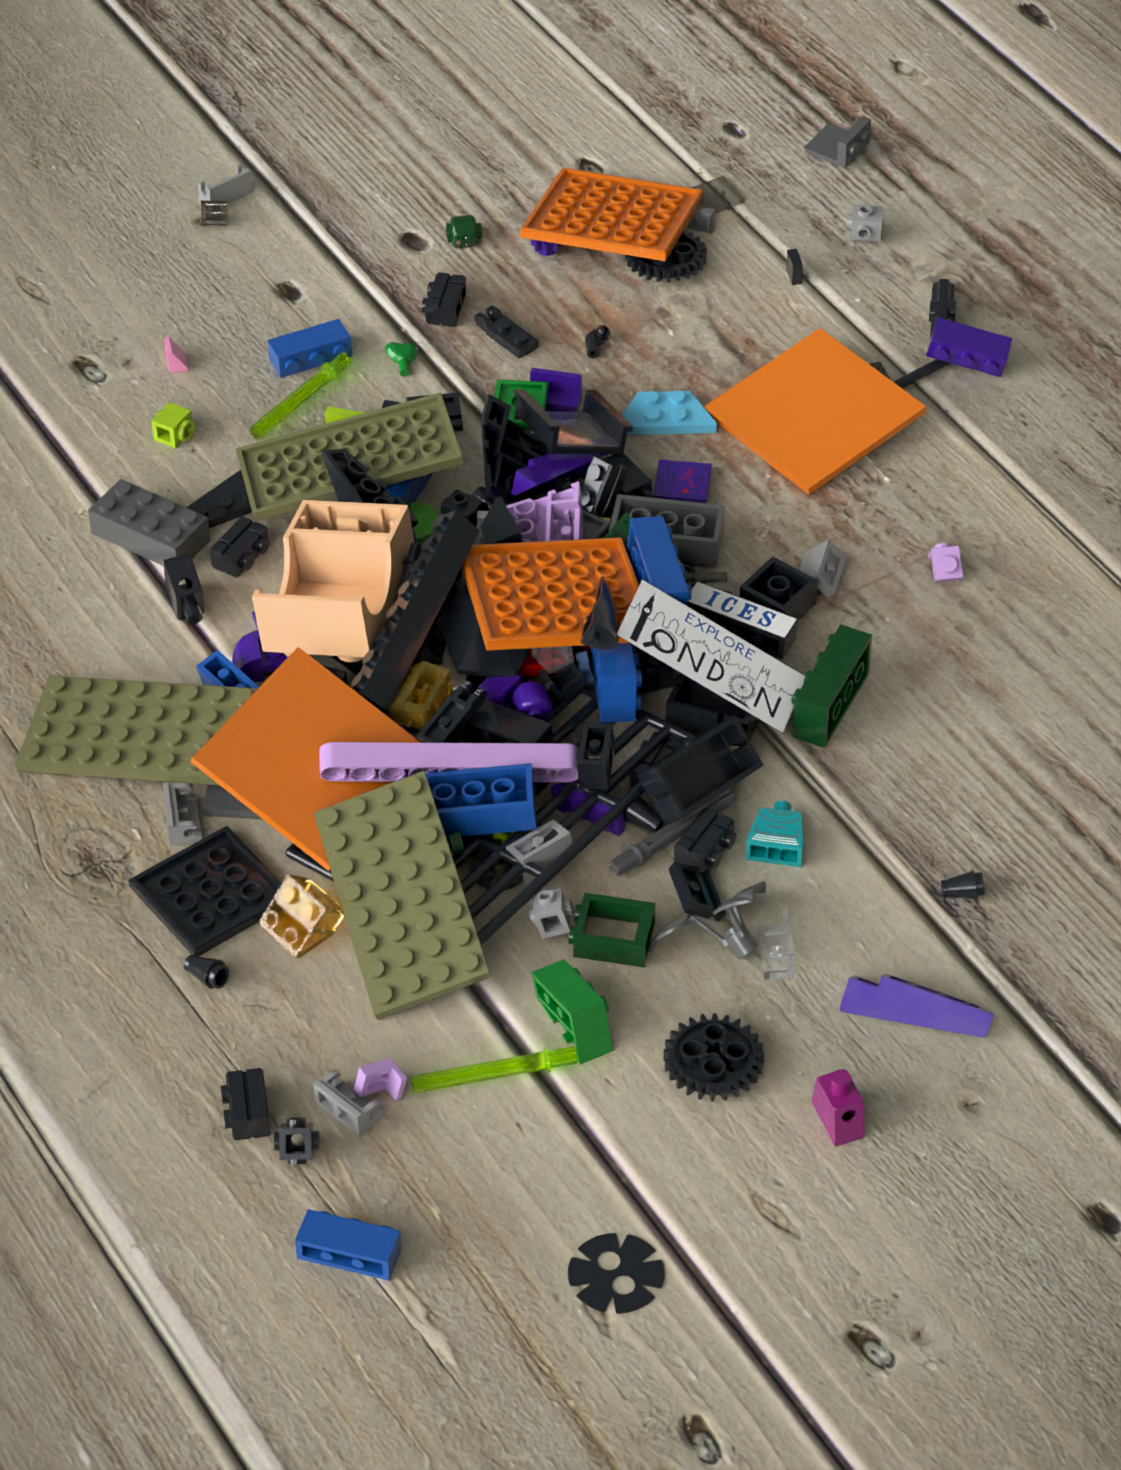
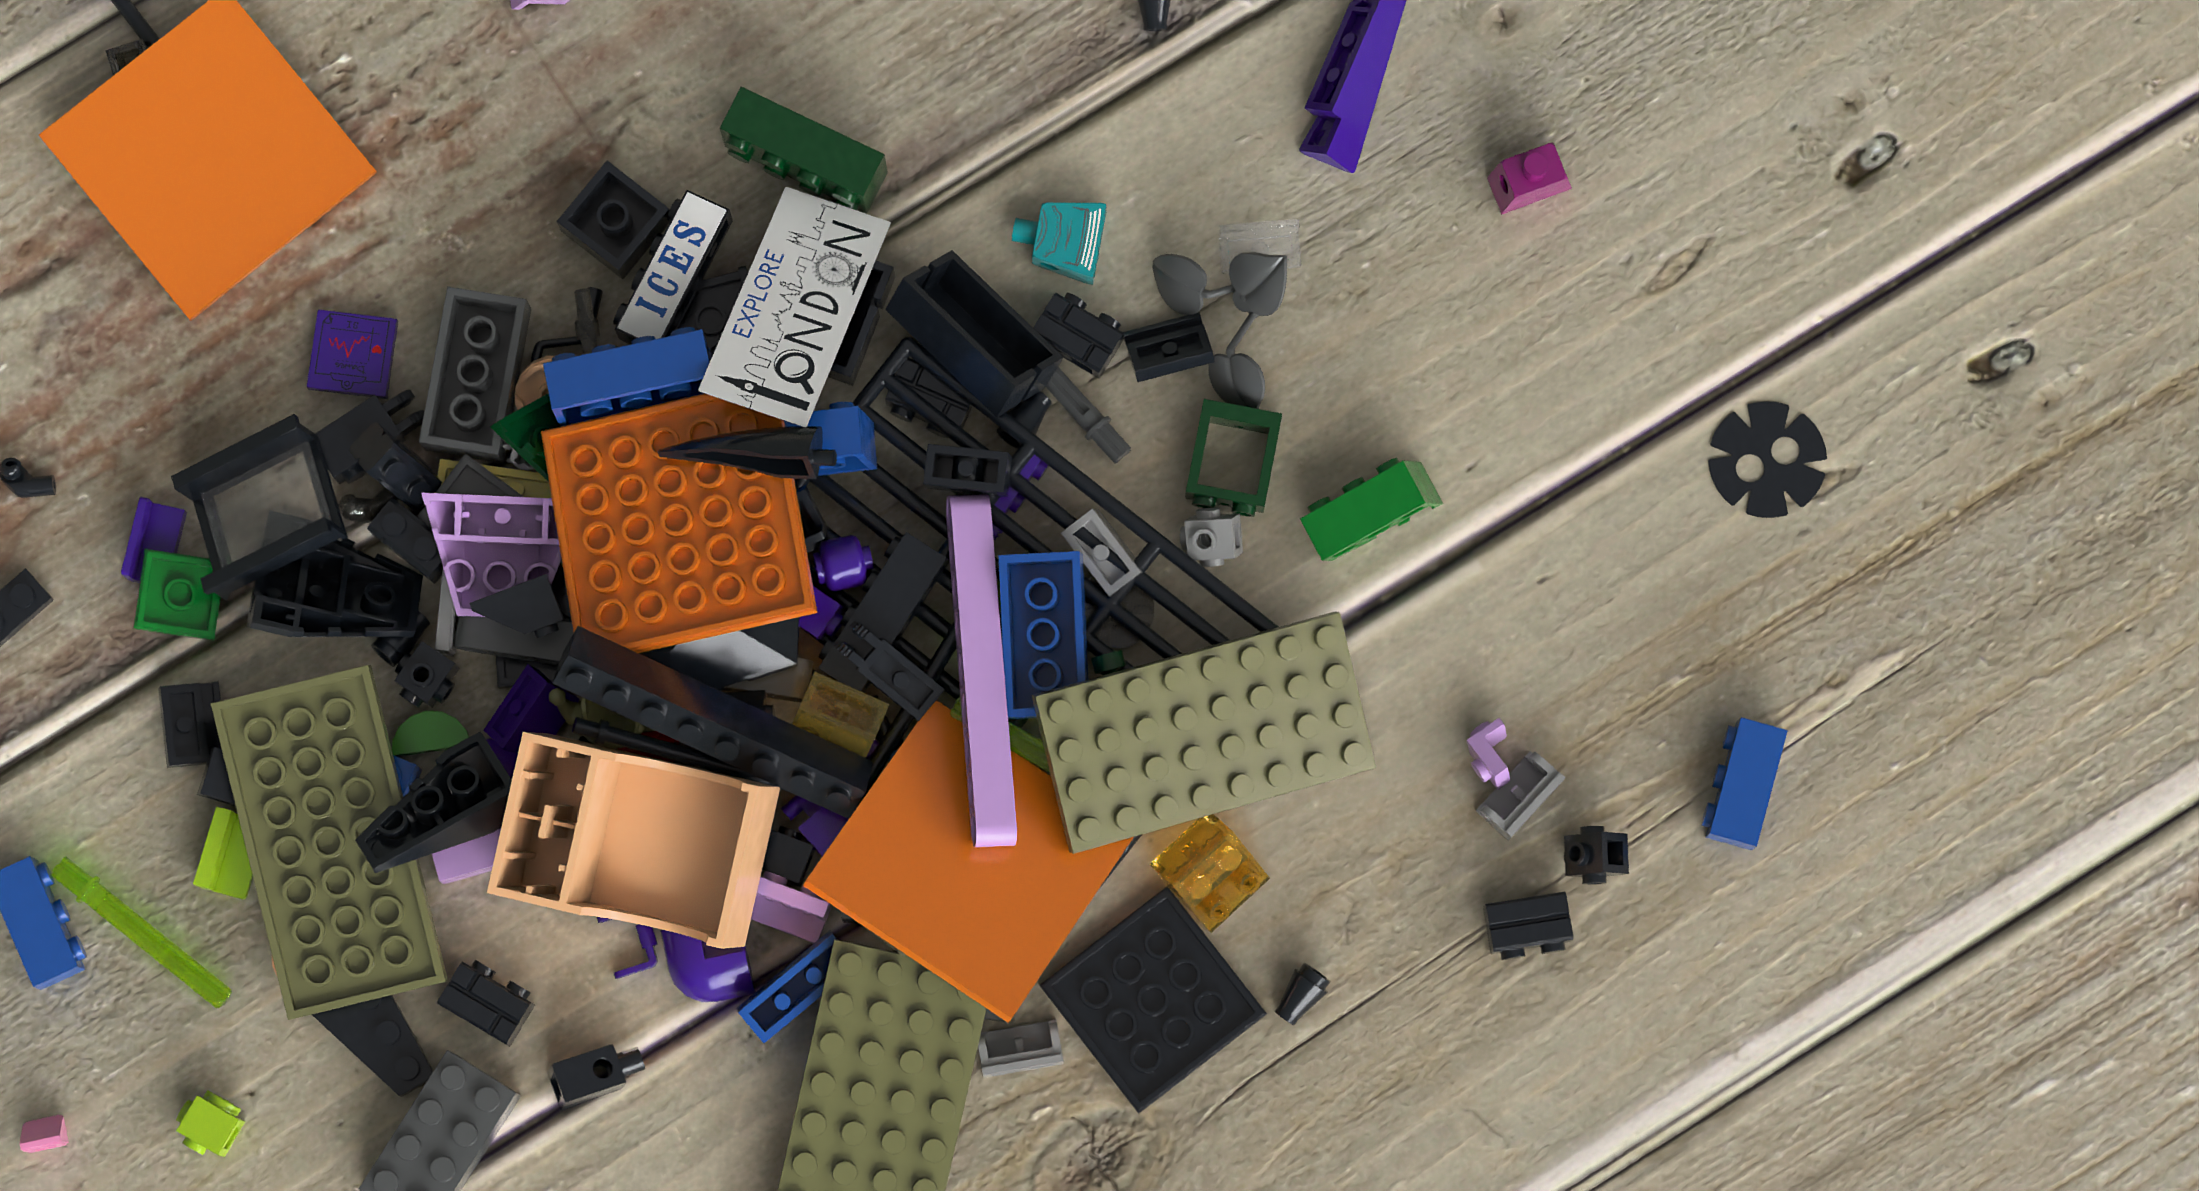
camera: 90 degrees left, 35 degrees up
(402, 355) = (48, 779): green rock -> none
(494, 1069) = (1464, 610): clear neon green axle -> none
(549, 468) = (376, 545): dark purple wedge -> none
(668, 414) = (196, 377): medium azure wing -> none
(713, 1057) = (1470, 356): black gear -> none
(824, 564) = (546, 161): light grey panel -> none

